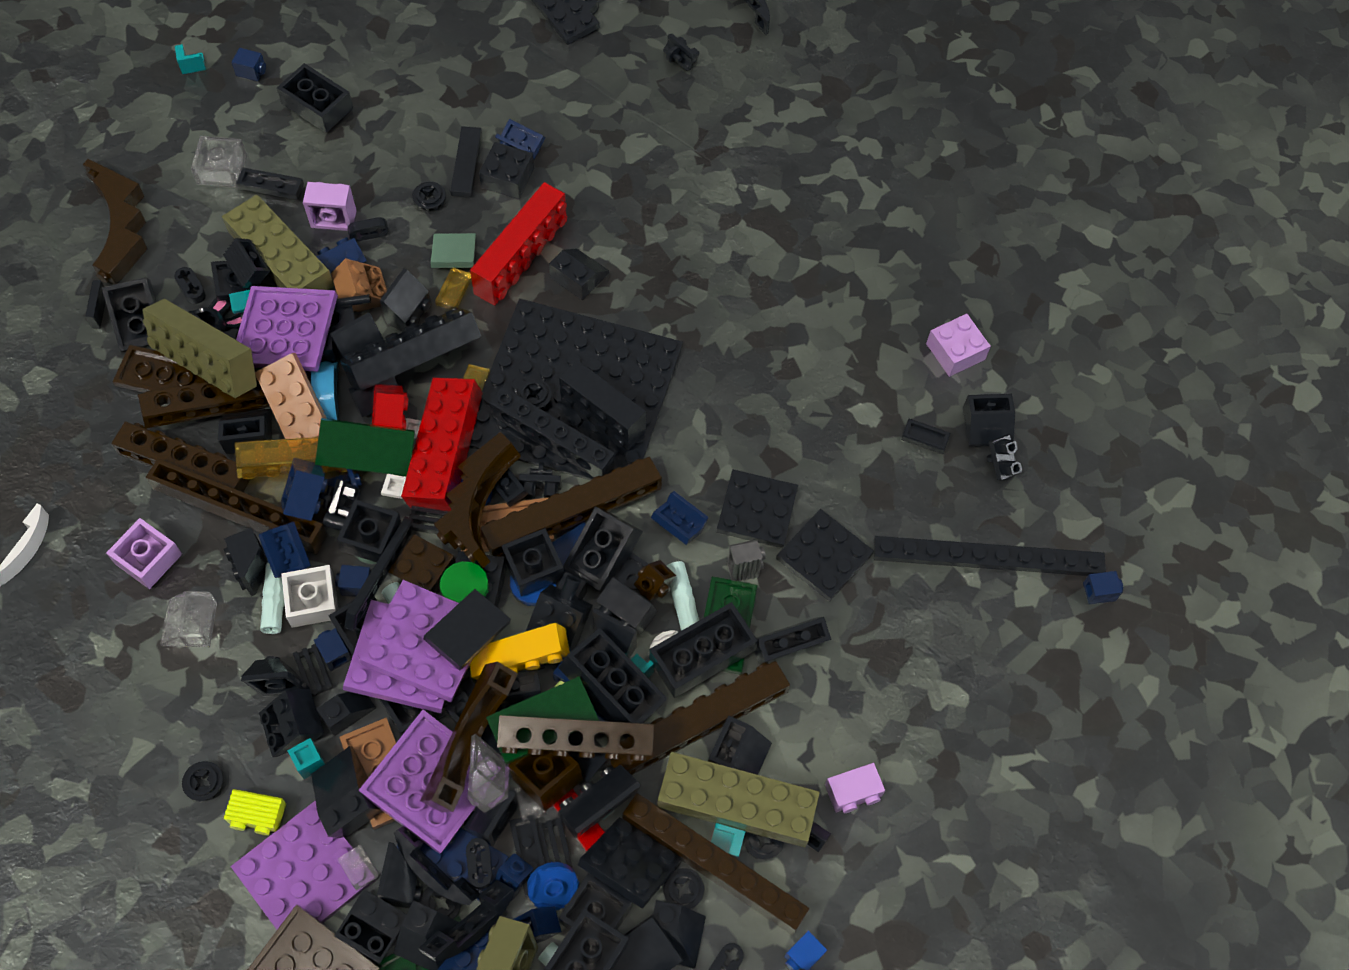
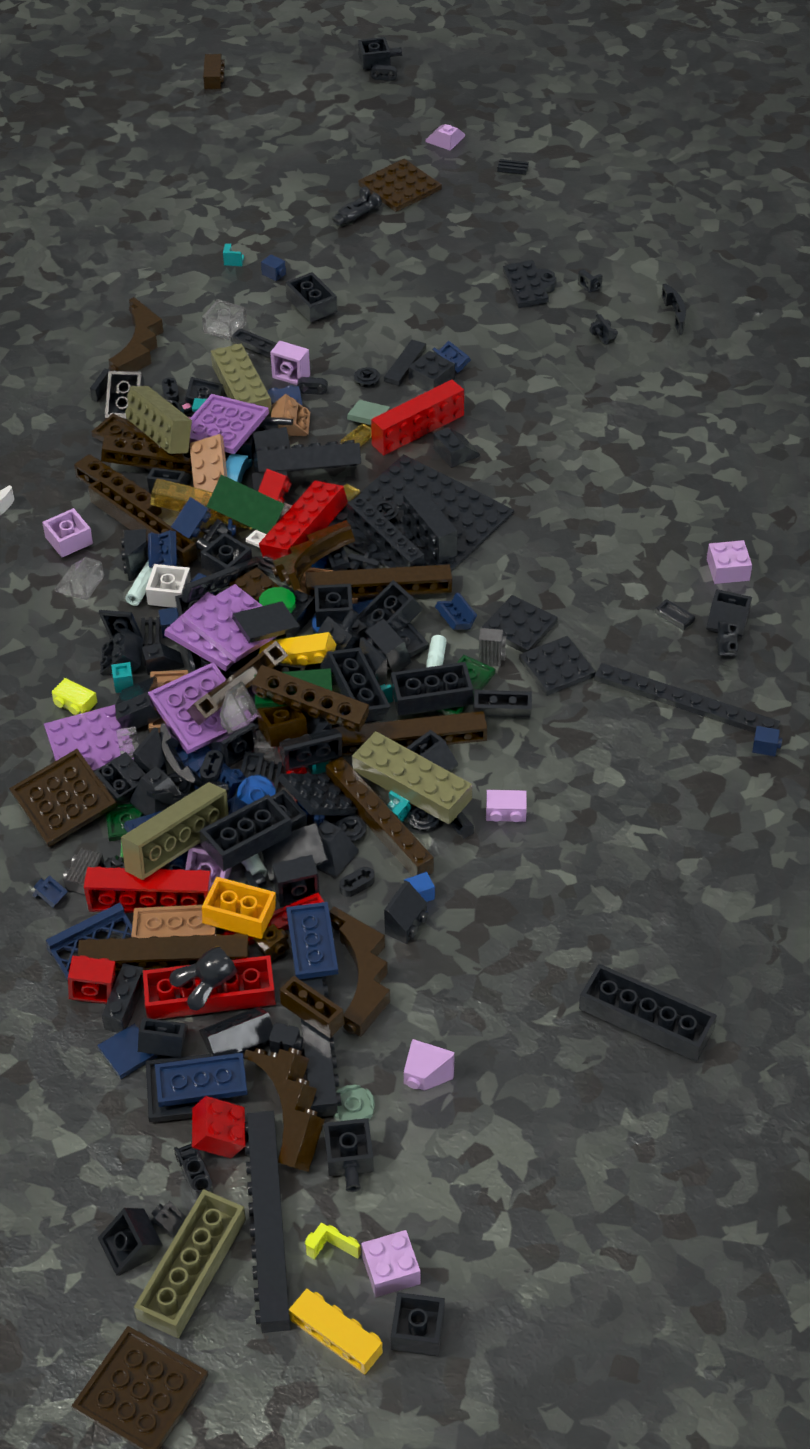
camera: 25 degrees right, 15 degrees down
(201, 770) = (49, 667): black gear -> none
(246, 263) = (214, 379): black brick -> none
(405, 301) = (317, 428): black slope -> none
(654, 580) = (416, 637): dark brown brick -> none

